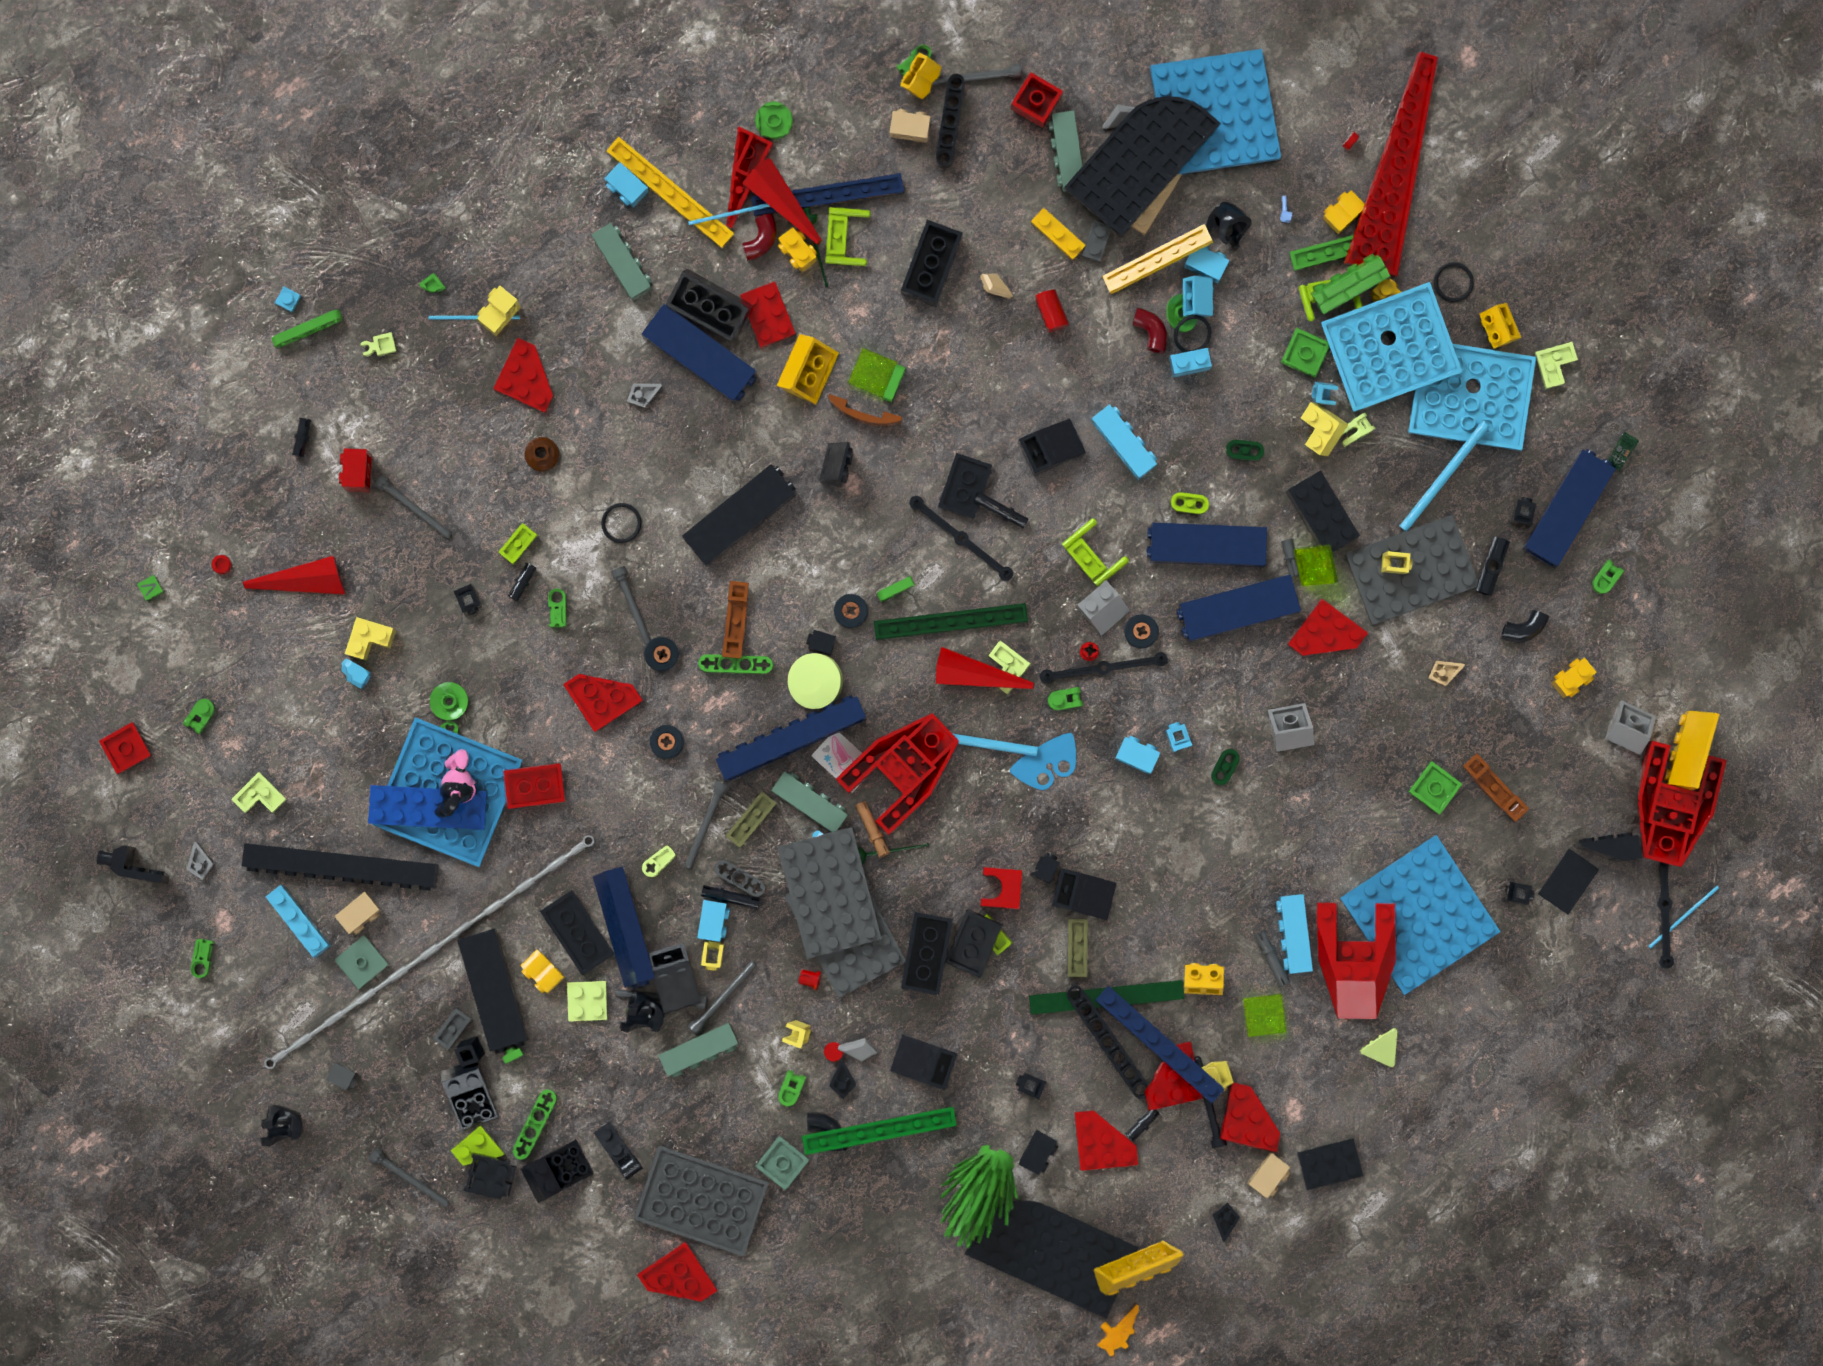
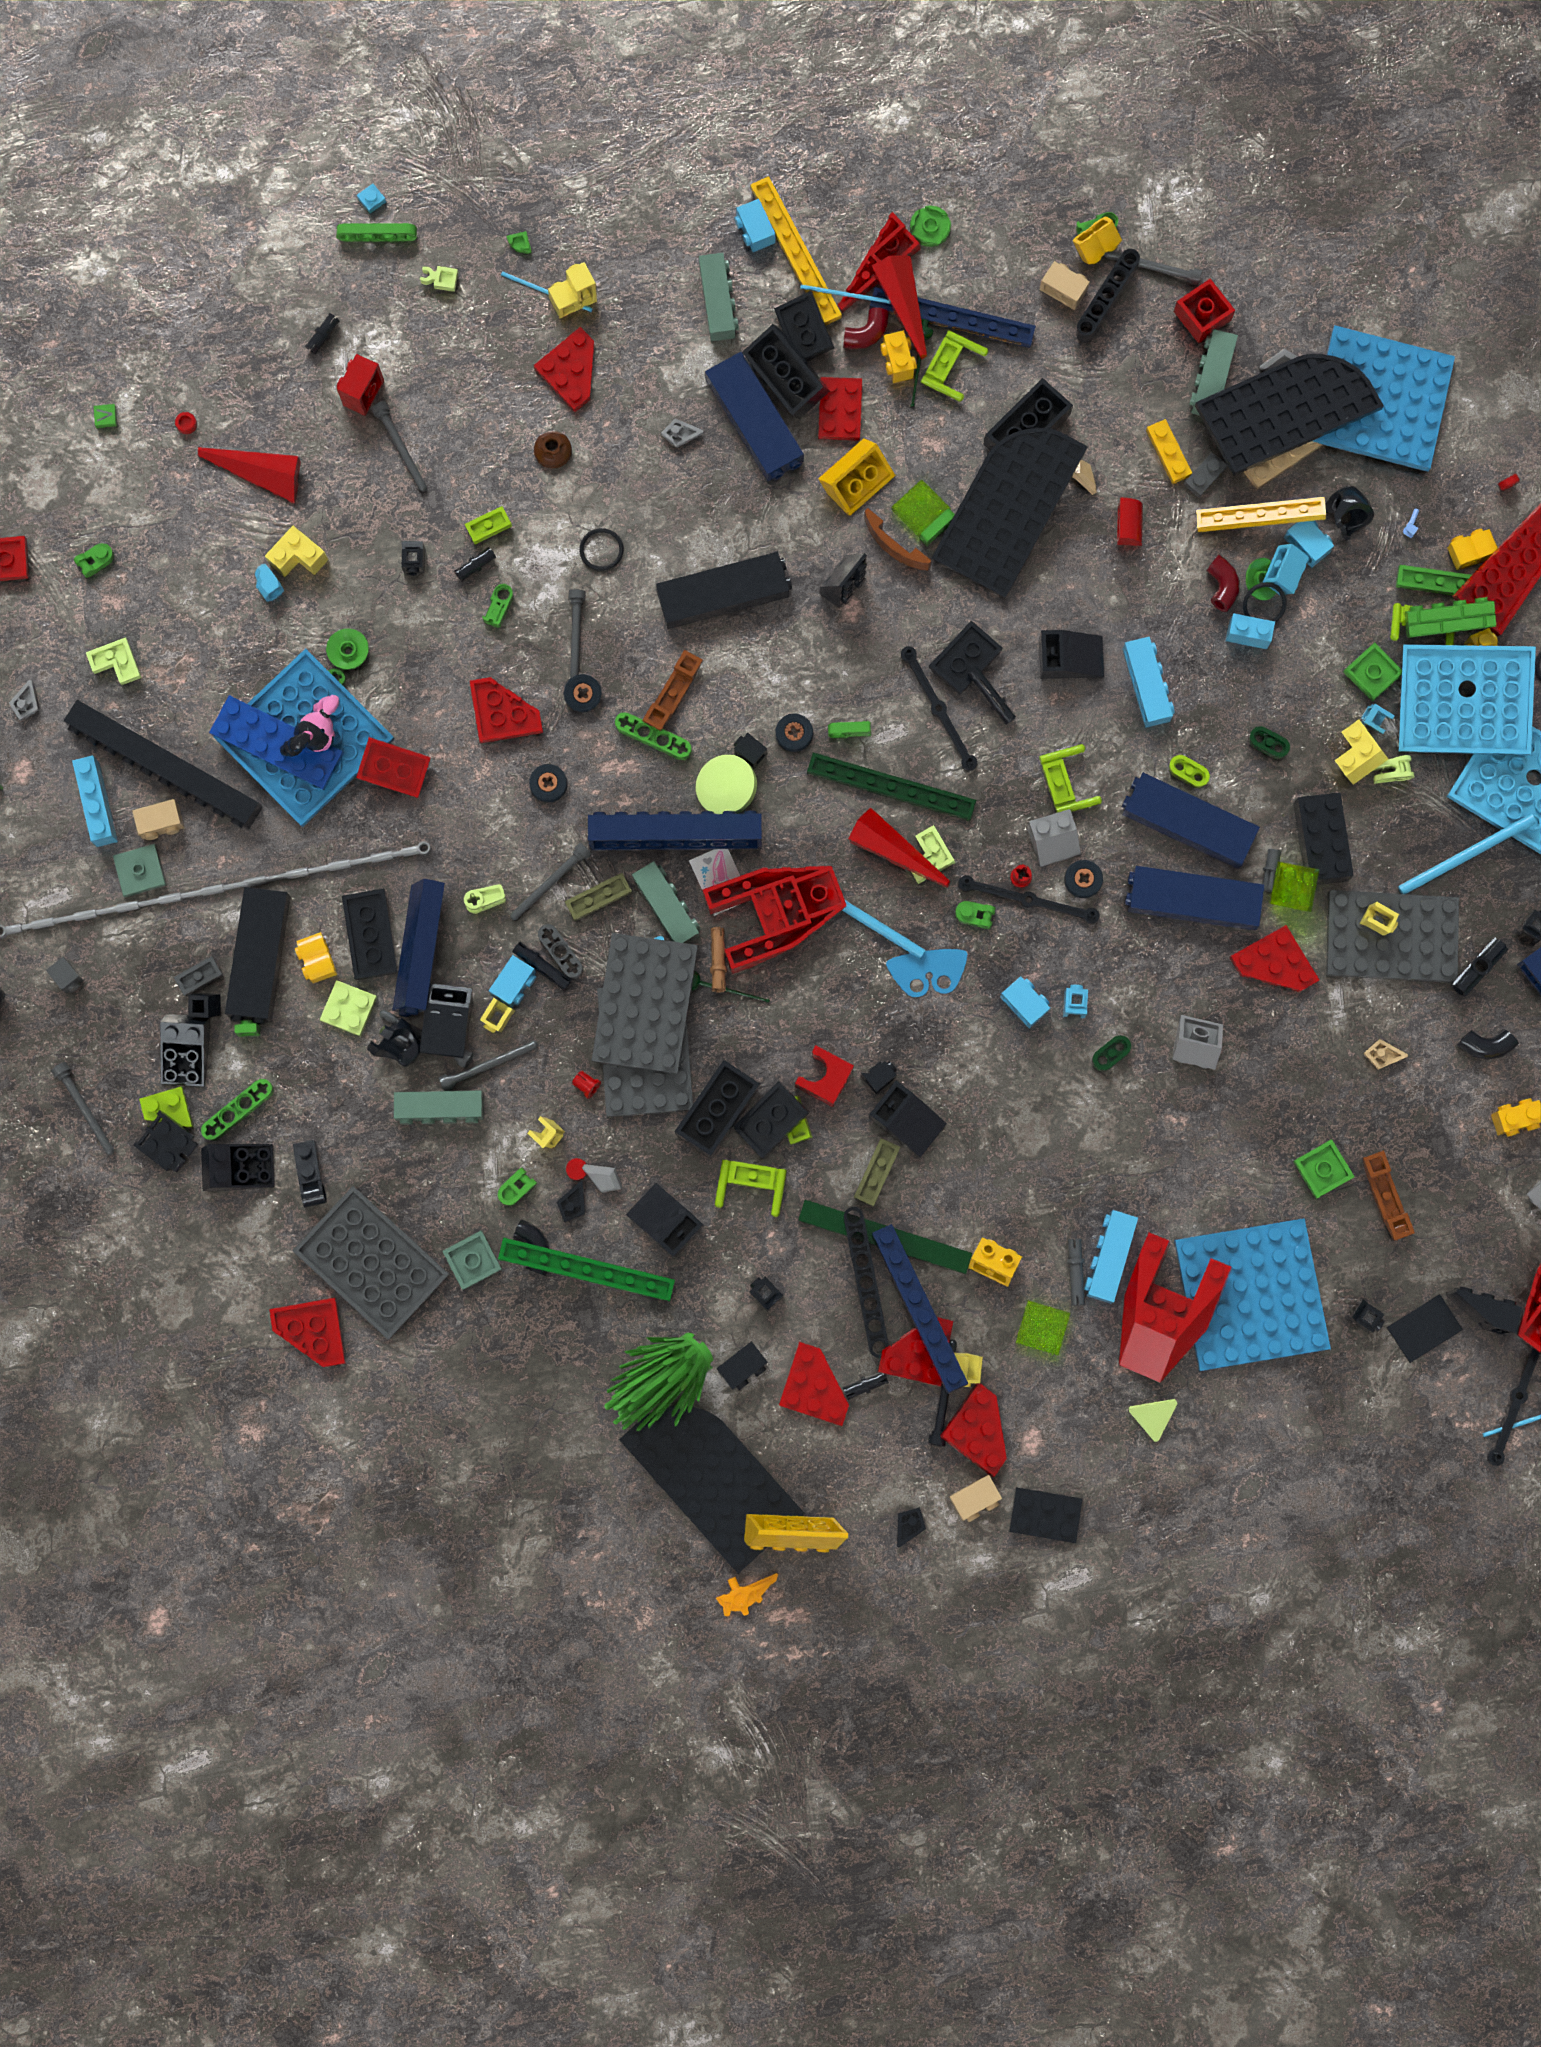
camera: 25 degrees right, 5 degrees down
(707, 256) = (805, 326): none -> black tile
(947, 343) = (1009, 506): none -> black plate
(978, 995) = (751, 1176): none -> lime plate

